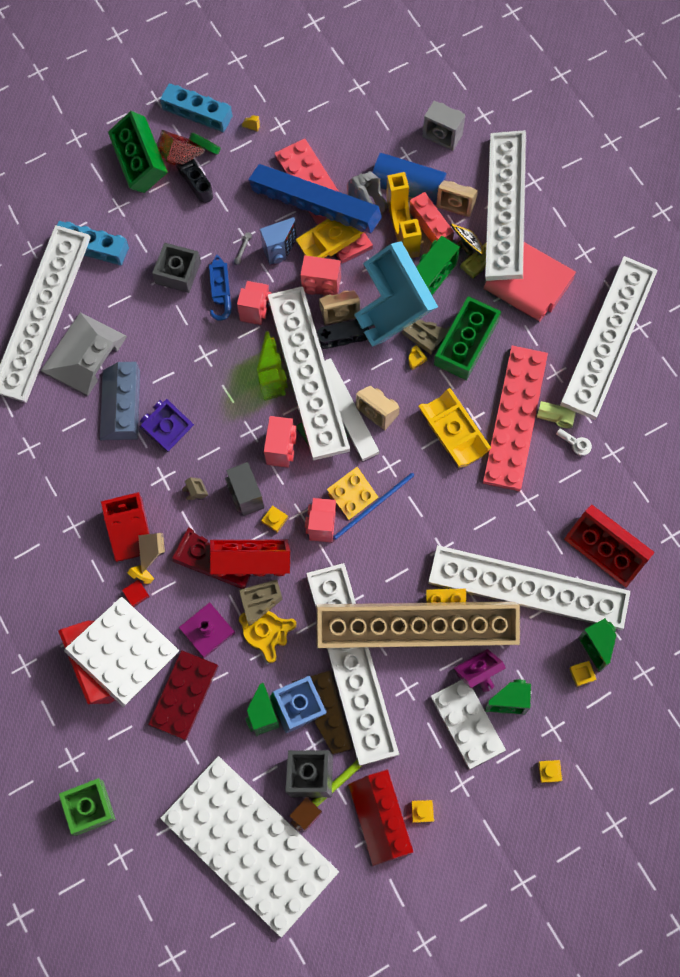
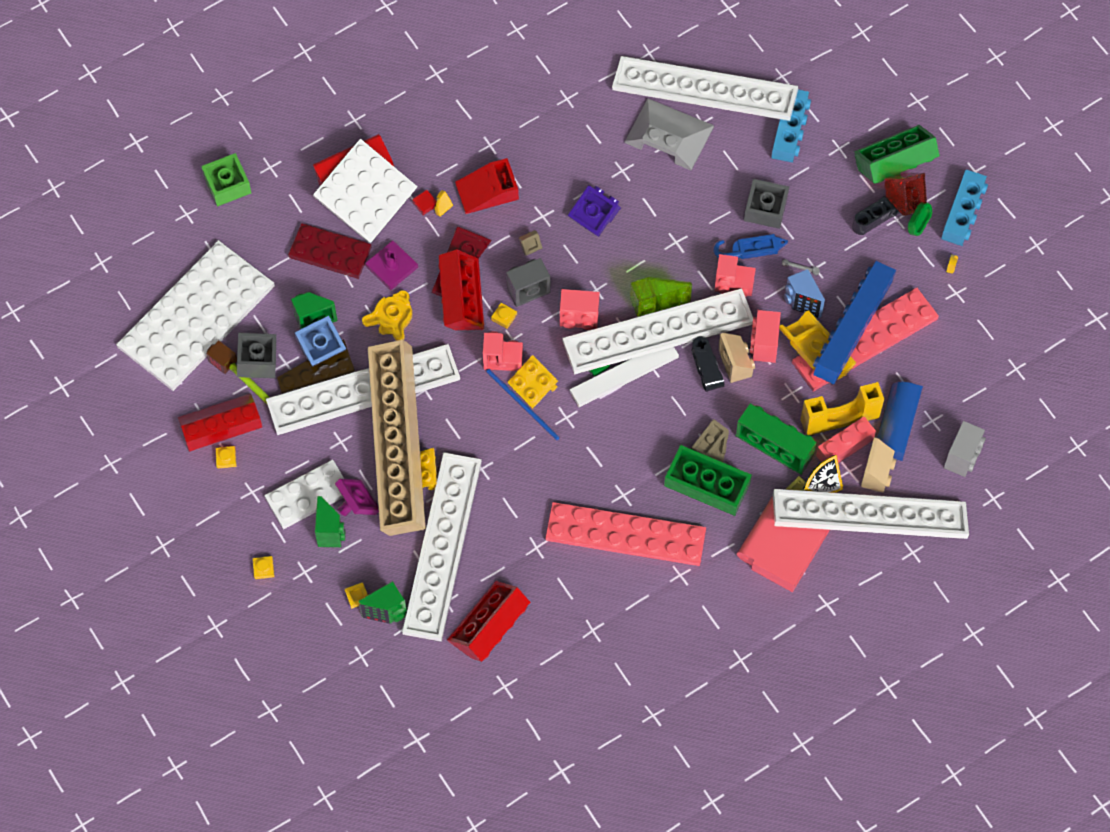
camera: 85 degrees right, 5 degrees down
(120, 402) = (618, 171): sand blue slope -> none
(150, 547) = (467, 208): tan slope -> none
(260, 599) = (420, 305): dark tan wing -> none
(365, 185) = (877, 361): light grey piece -> none
(376, 406) = (625, 397): tan slope -> none
(402, 294) = (739, 398): medium azure piece -> none
(416, 357) = (686, 437): yellow tile -> none
(455, 429) = (606, 472): yellow piece -> none
(560, 415) = (629, 574): yellowish green piece -> none
(580, 446) = (597, 596): white plate -> none
(608, 338) = (721, 620): white plate -> none

